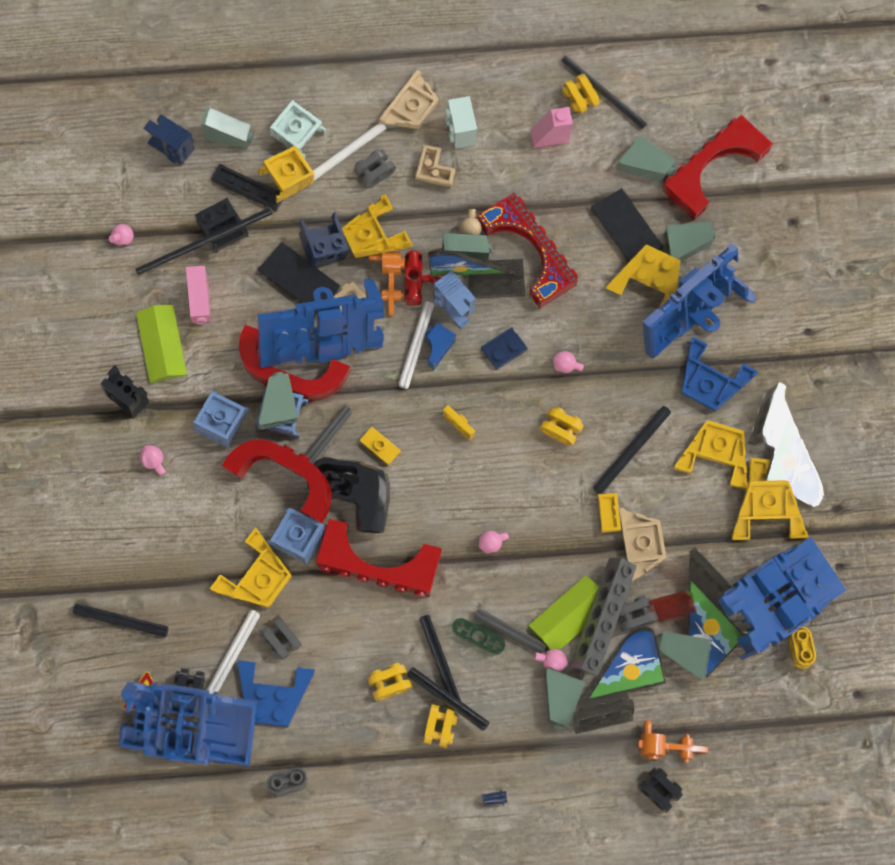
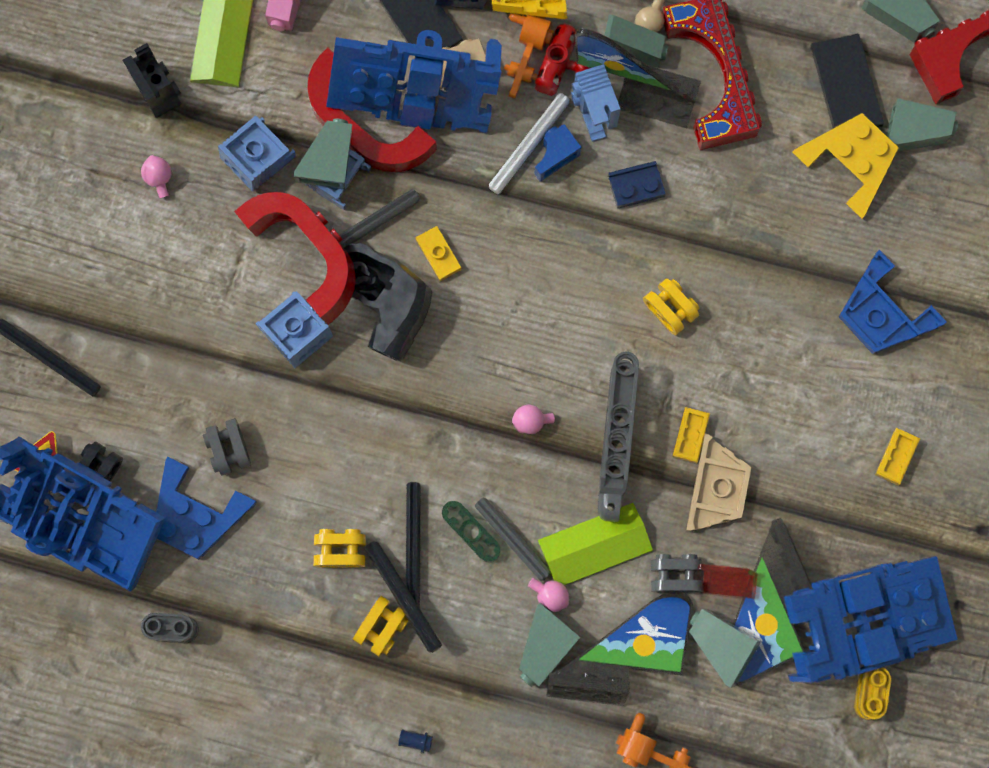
camera: 25 degrees right, 5 degrees up
(233, 652) = (164, 446): white axle -> none
(262, 581) = (233, 369): yellow wing -> none
(413, 576) = (420, 428): red arch -> none
(459, 422) = (546, 257): yellow plate -> none
(551, 507) = (622, 404): none -> dark grey piece
(566, 362) = (707, 228): bright pink piece -> none
(603, 616) = (634, 563): dark grey brick -> none
(632, 449) = (749, 366): black axle -> none
(695, 298) = (900, 200): blue piece -> none
(720, 445) = (861, 397): yellow wing -> none
(769, 501) = (898, 491): yellow wing -> none
(790, 458) = (944, 456): piece -> none

